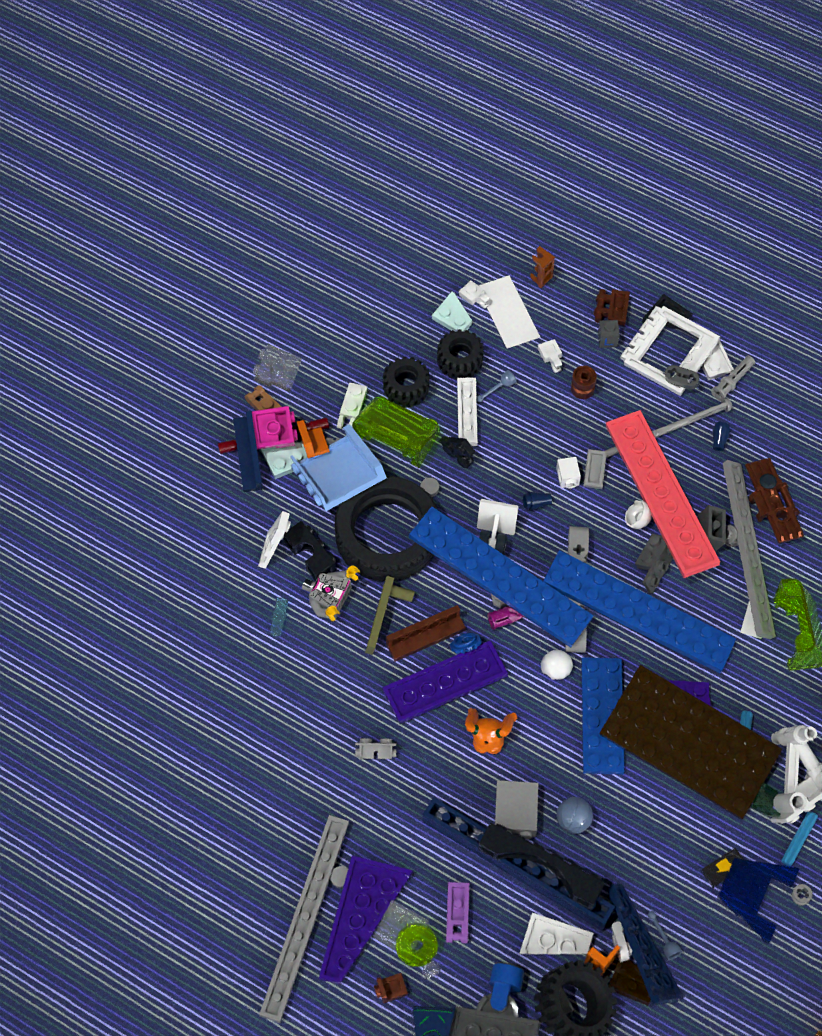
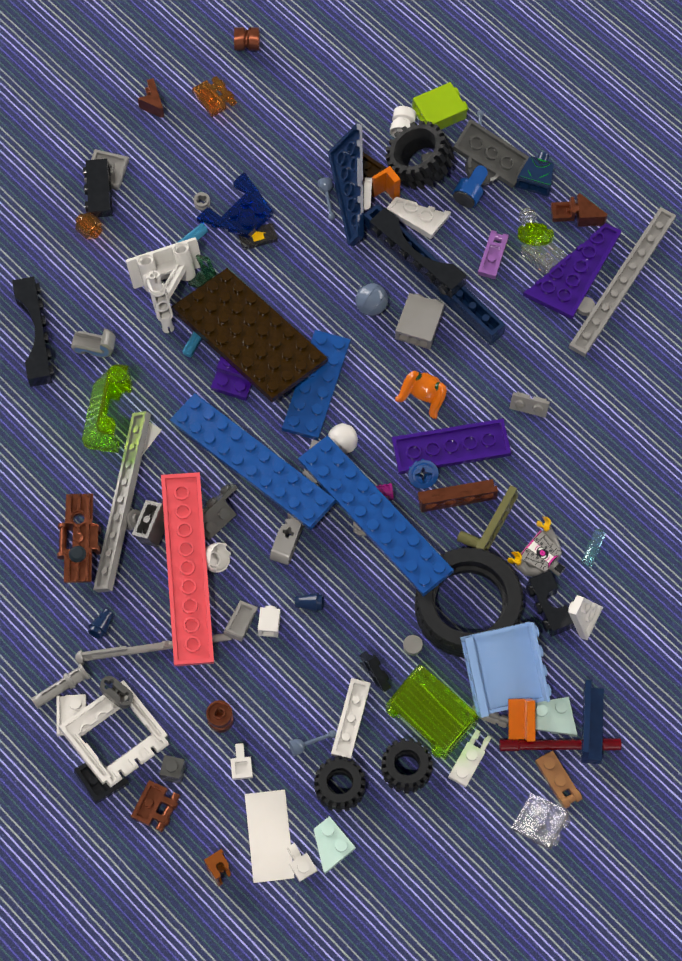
camera: 165 degrees left, 5 degrees up
(274, 428) = (560, 737): dark pink plate -> none
(362, 991) = (589, 213): none -> copper slope
(496, 518) = (364, 565): white plate -> none

